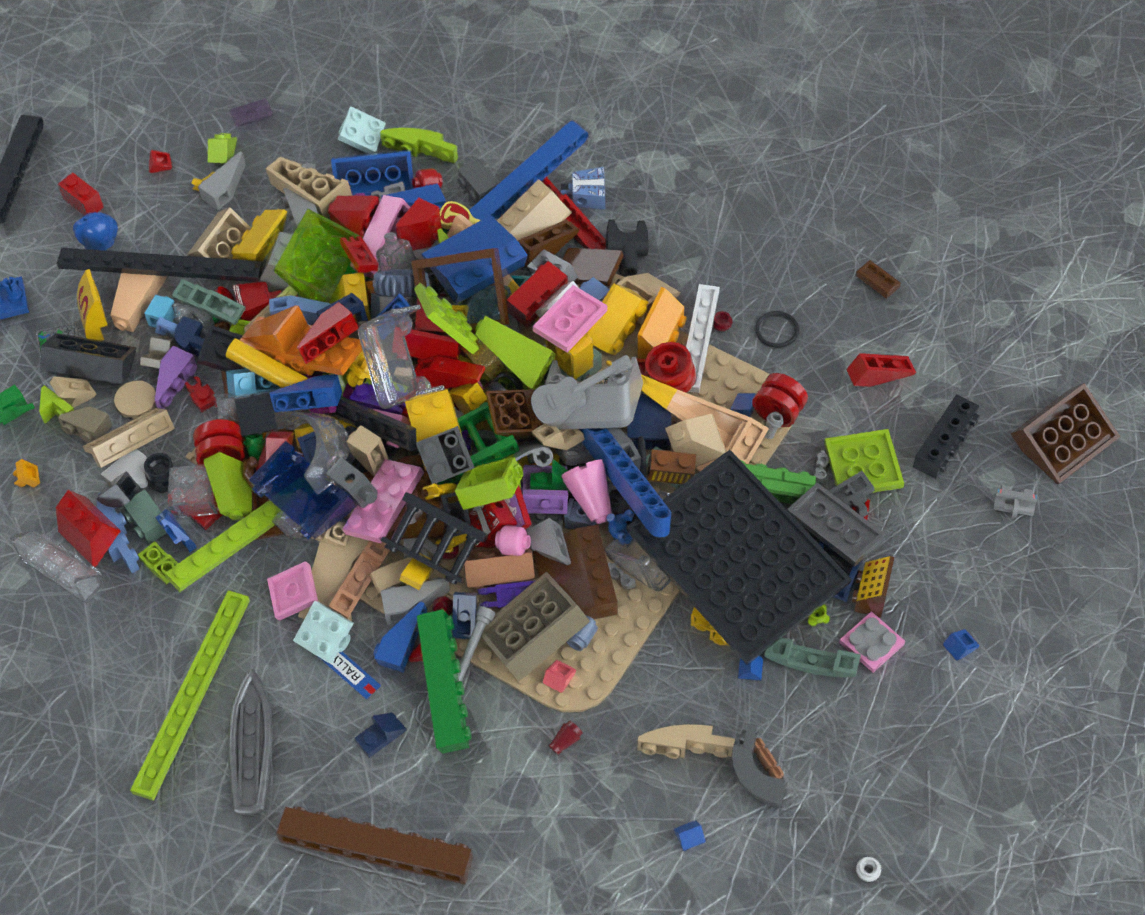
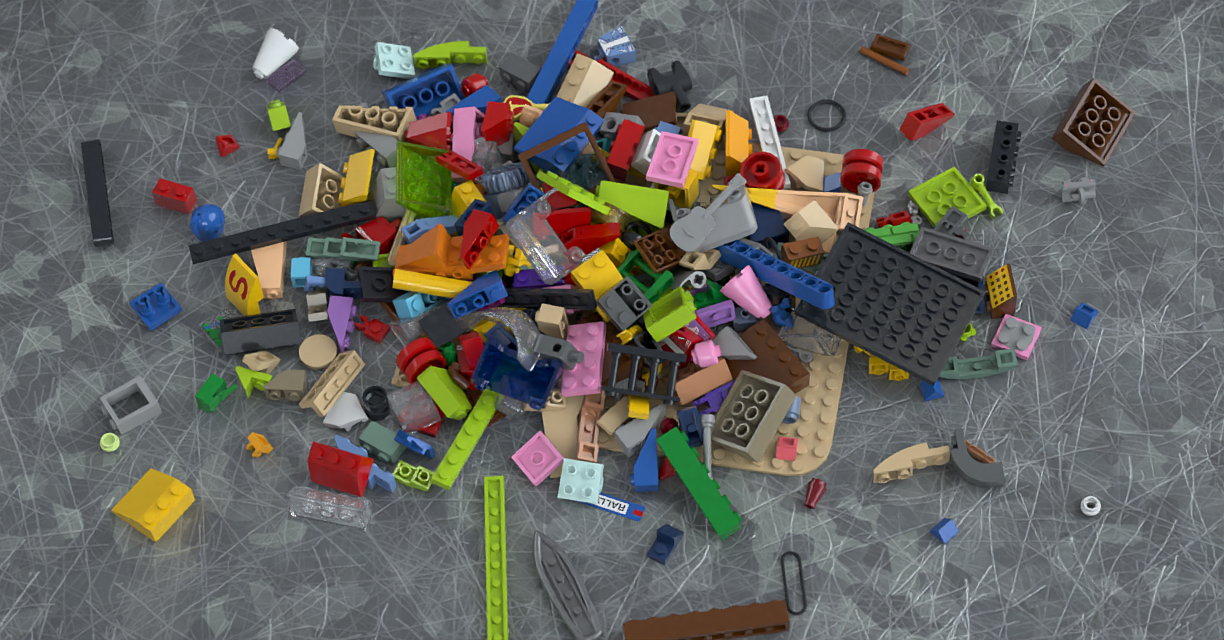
camera: 20 degrees left, 0 degrees up
(118, 491) = (351, 429): black brick -> none
(247, 87) = (273, 53): none -> white cone
(487, 827) = (785, 583): none -> black piece
(723, 383) = (807, 173): none -> tan slope
(796, 464) = (894, 219): none -> red plate
(866, 291) = (884, 60): none -> dark orange bar
(905, 462) = (977, 184): none -> lime brick

